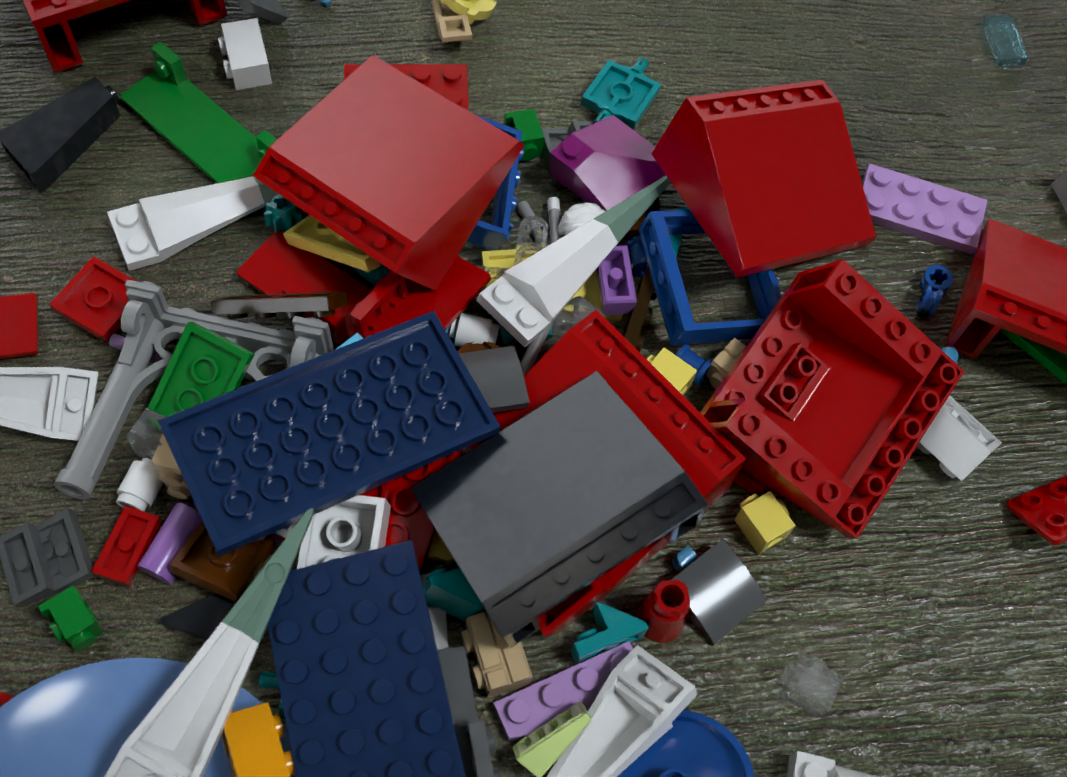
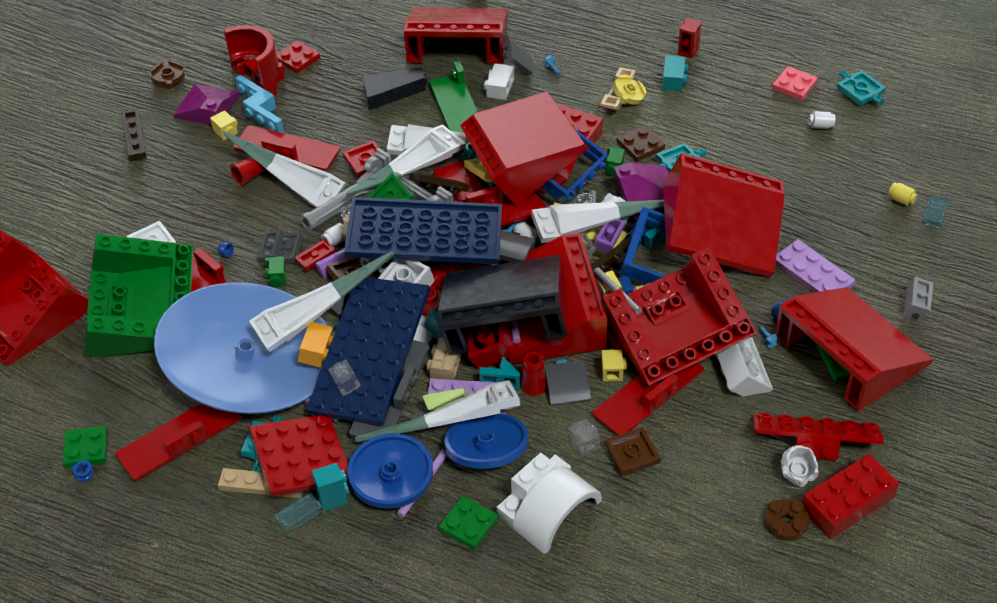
camera: 40 degrees right, 15 degrees down
(216, 240) = (429, 149): none -> white plate
(538, 84) = (641, 143): none -> reddish brown plate
(701, 385) = (613, 287): none -> light grey bar
(838, 579) = (638, 401): none -> red bracket
(895, 670) = (632, 451): none -> reddish brown plate
(952, 29) = (902, 193): none -> light yellow brick

